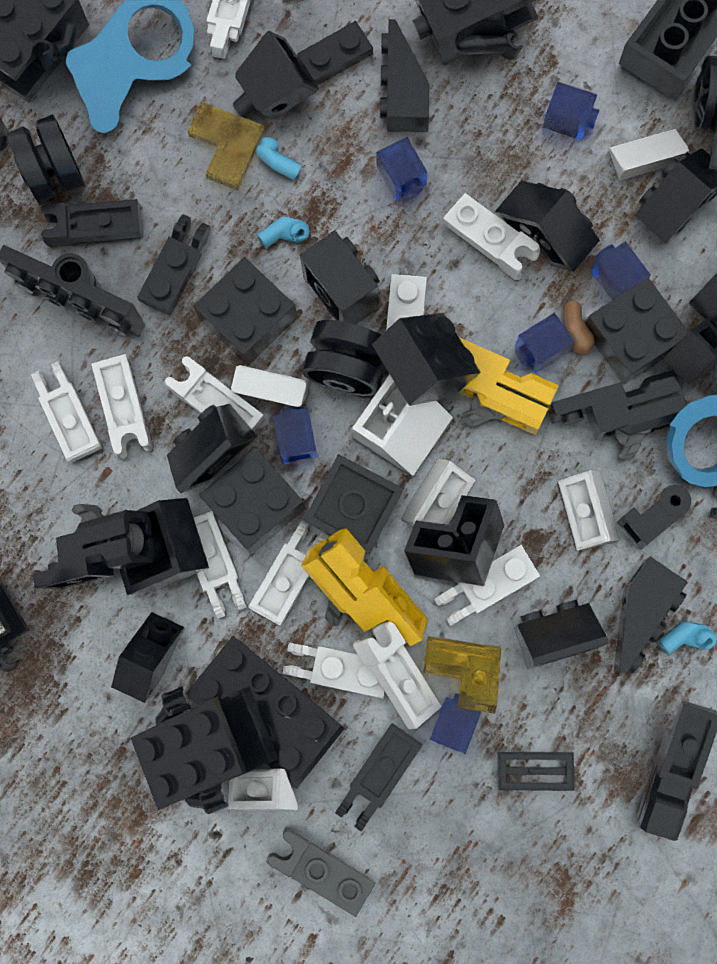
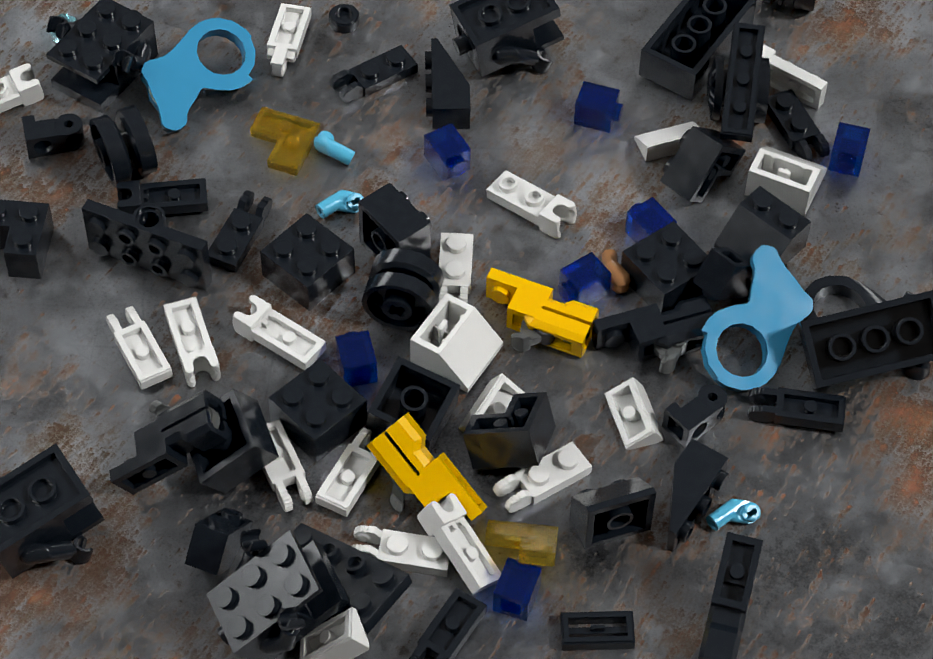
camera: 10 degrees left, 25 degrees down
(208, 447) = (277, 360): black slope -> none
(269, 386) = (332, 314): white slope -> none
(272, 79) = (327, 85): black torso -> none
(426, 358) = (477, 278): black brick -> none
(551, 221) = (587, 183): black brick -> none

